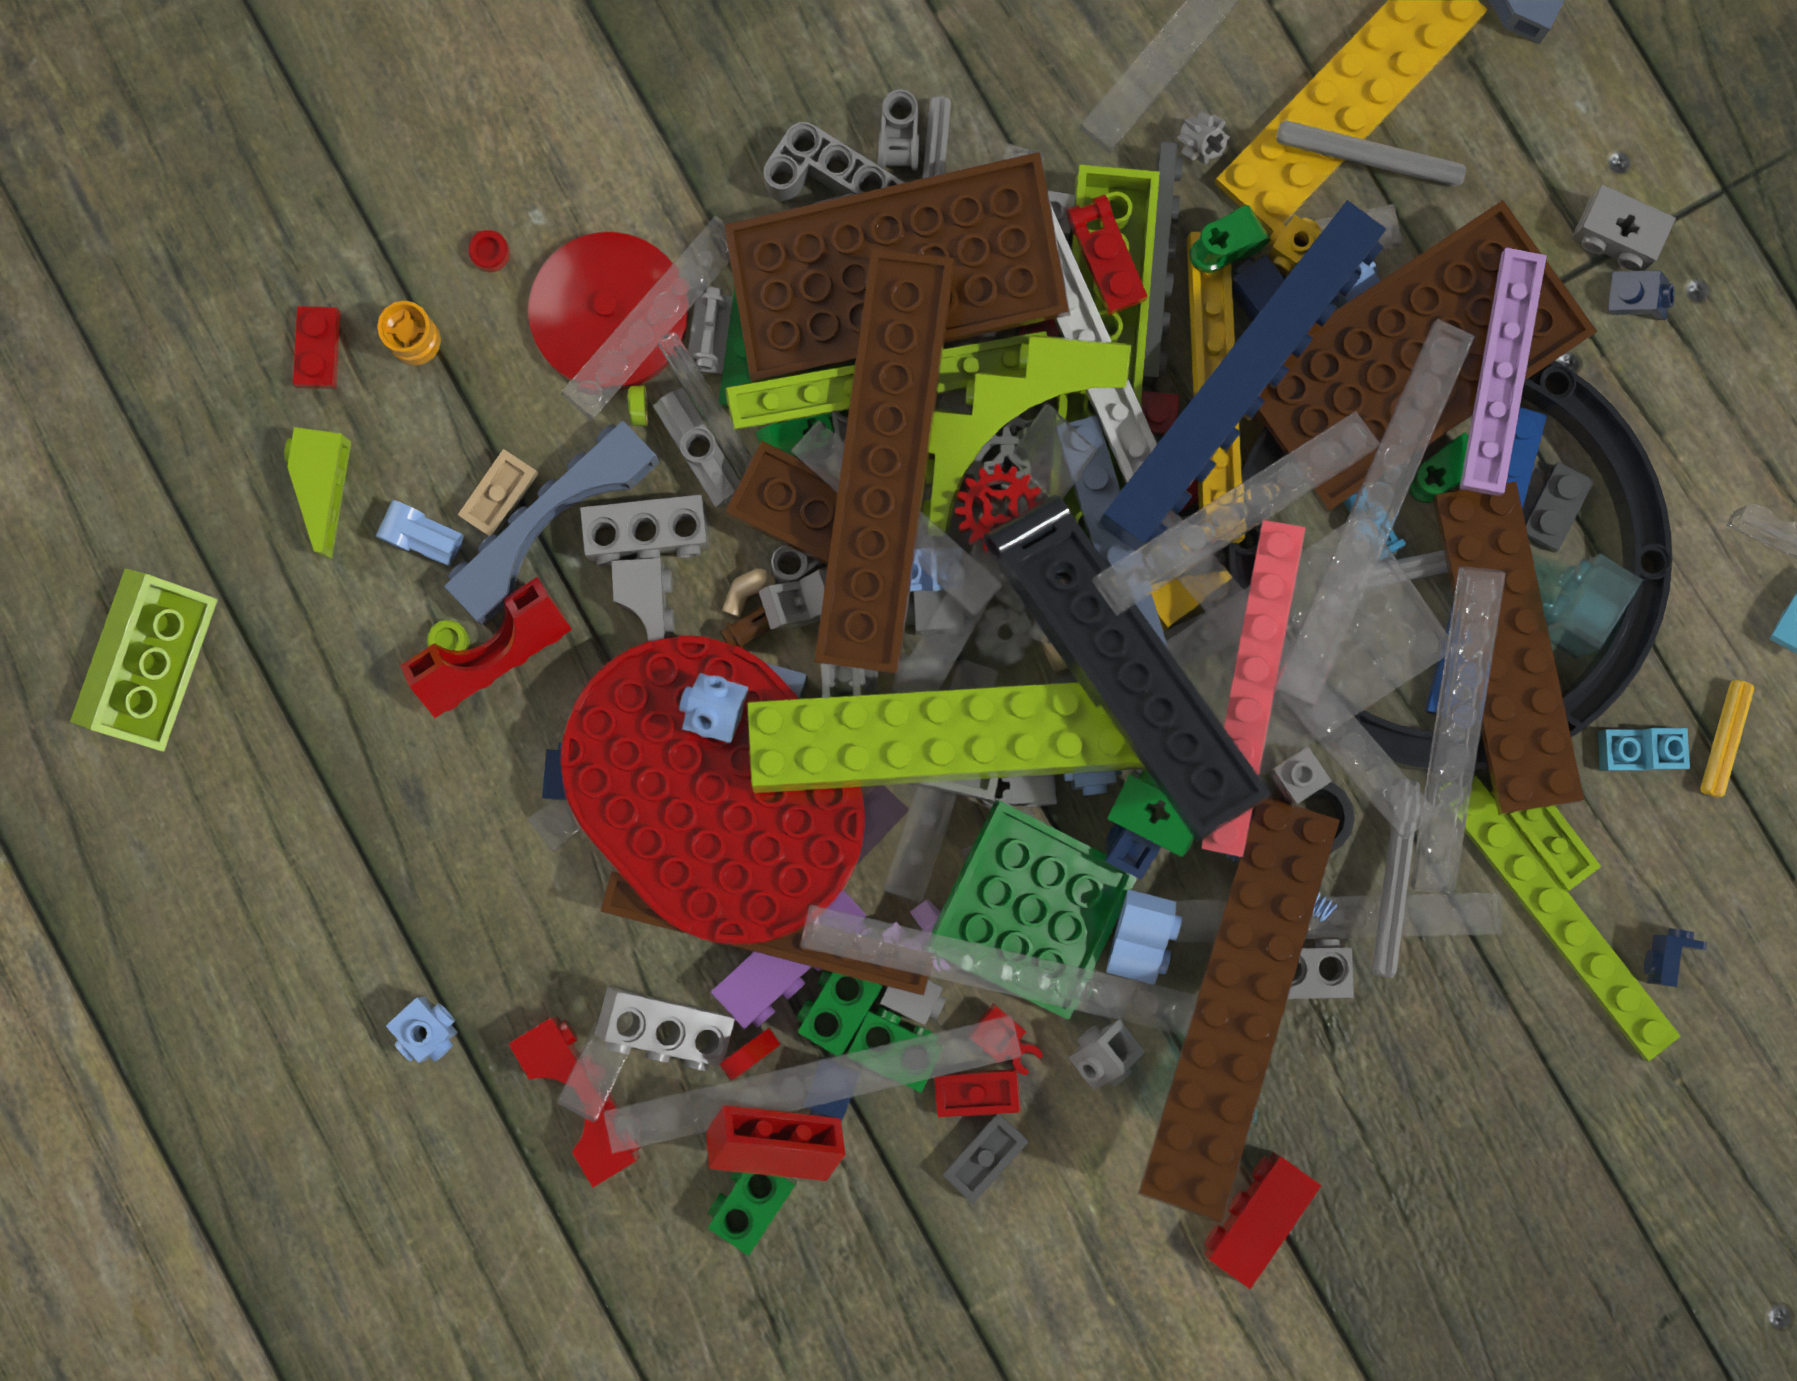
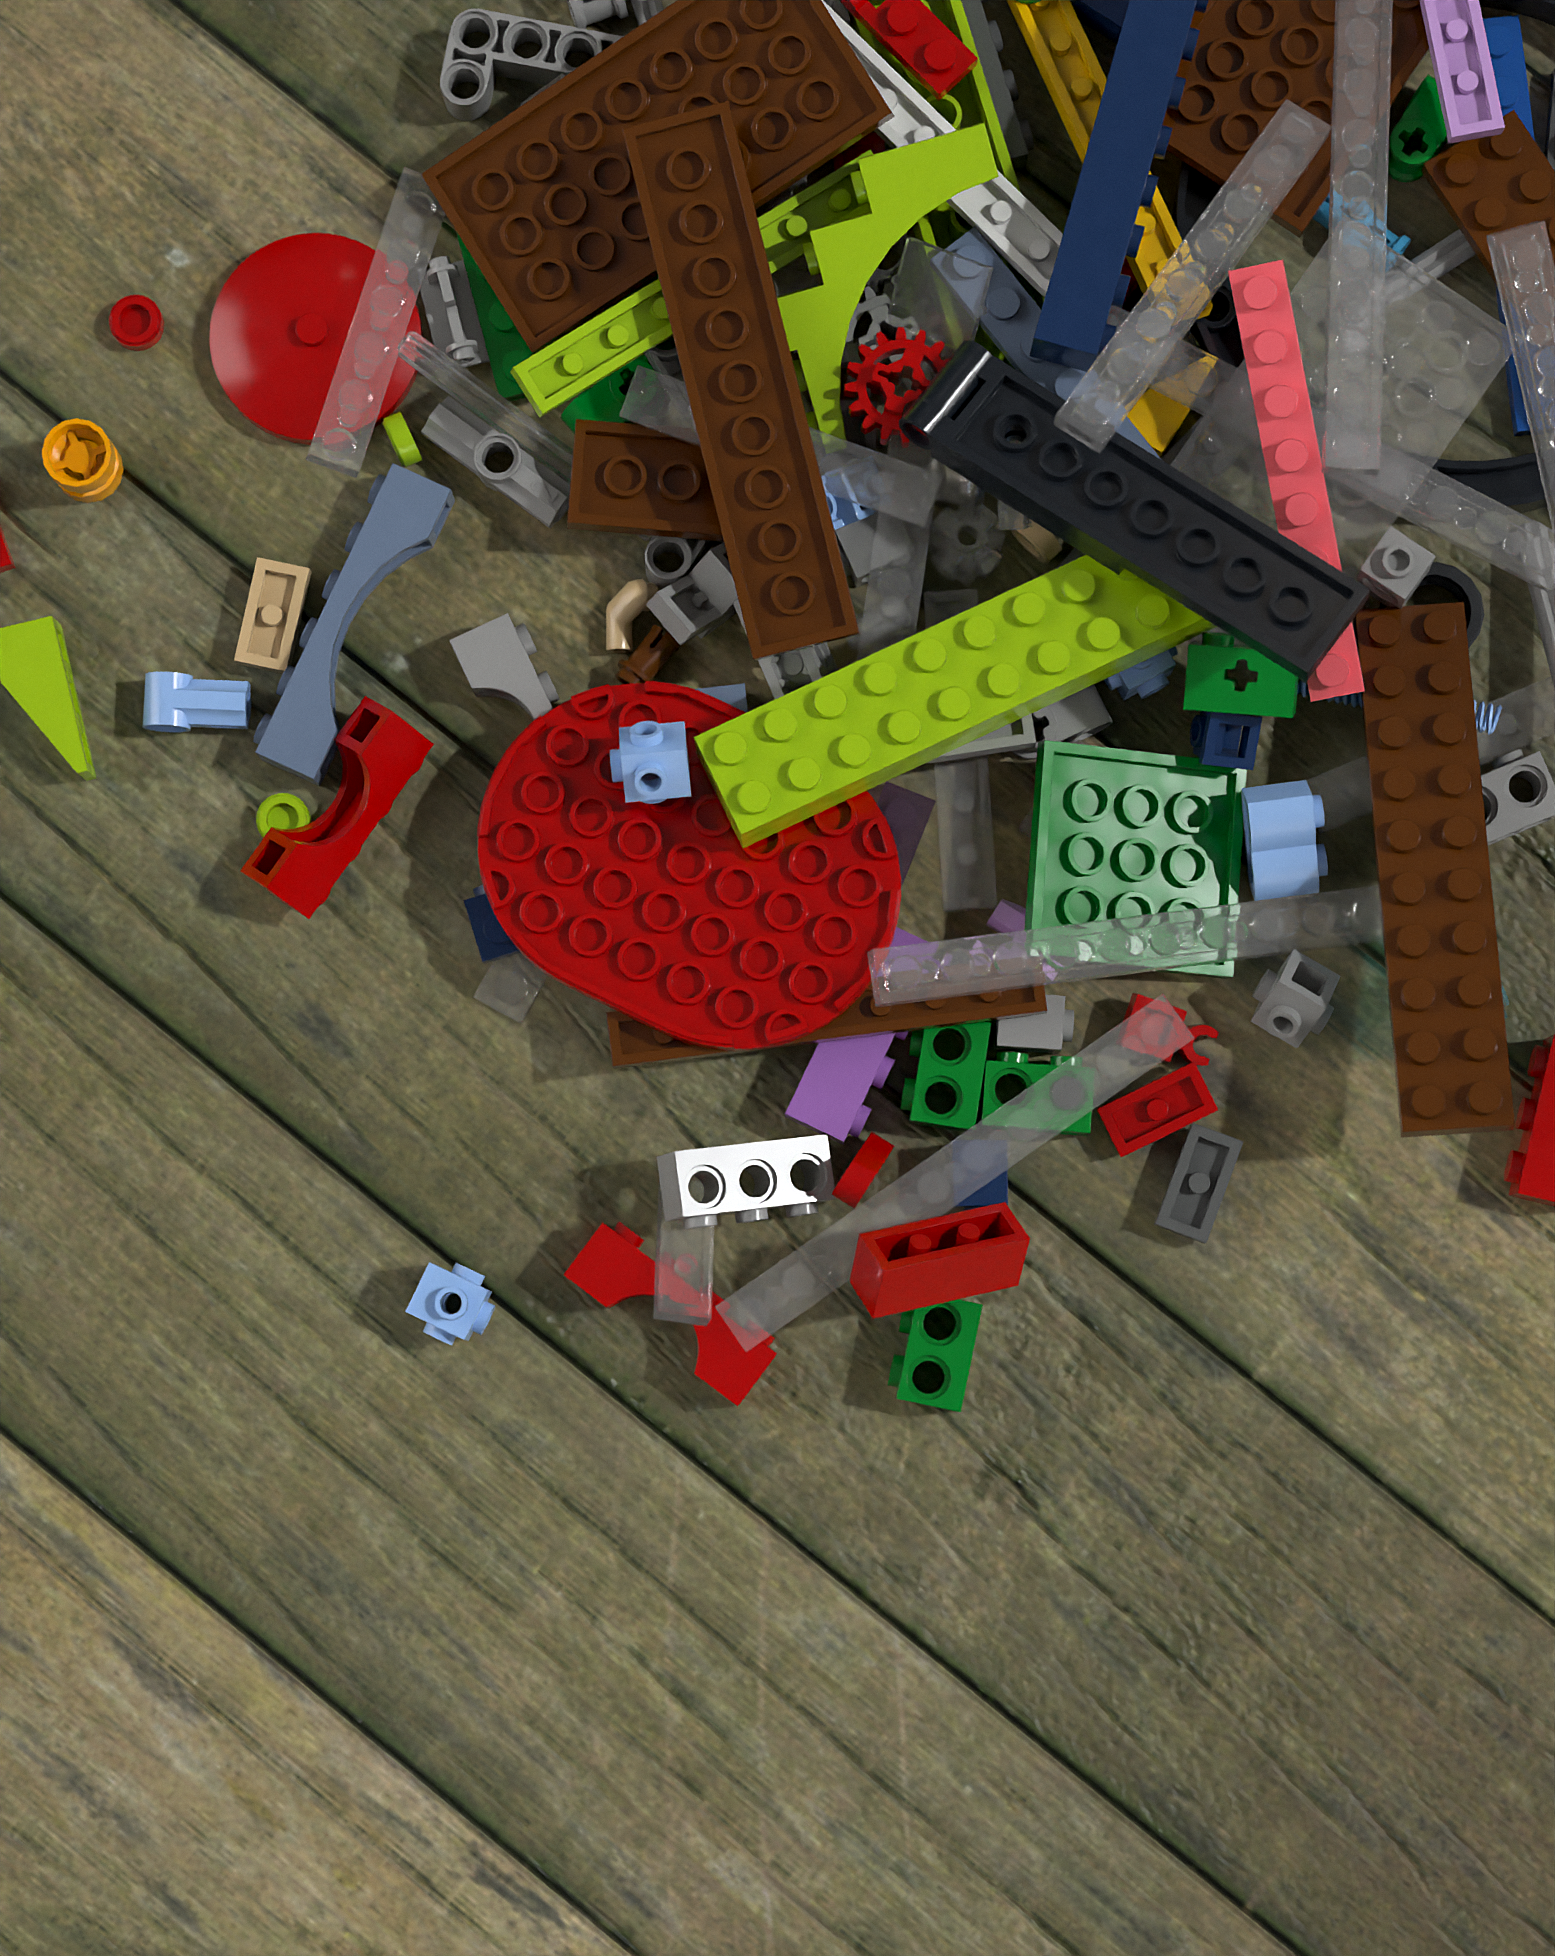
camera: 20 degrees left, 0 degrees up
(629, 516) = (482, 560): light grey brick -> none
(1159, 411) = (1048, 193): red plate -> none

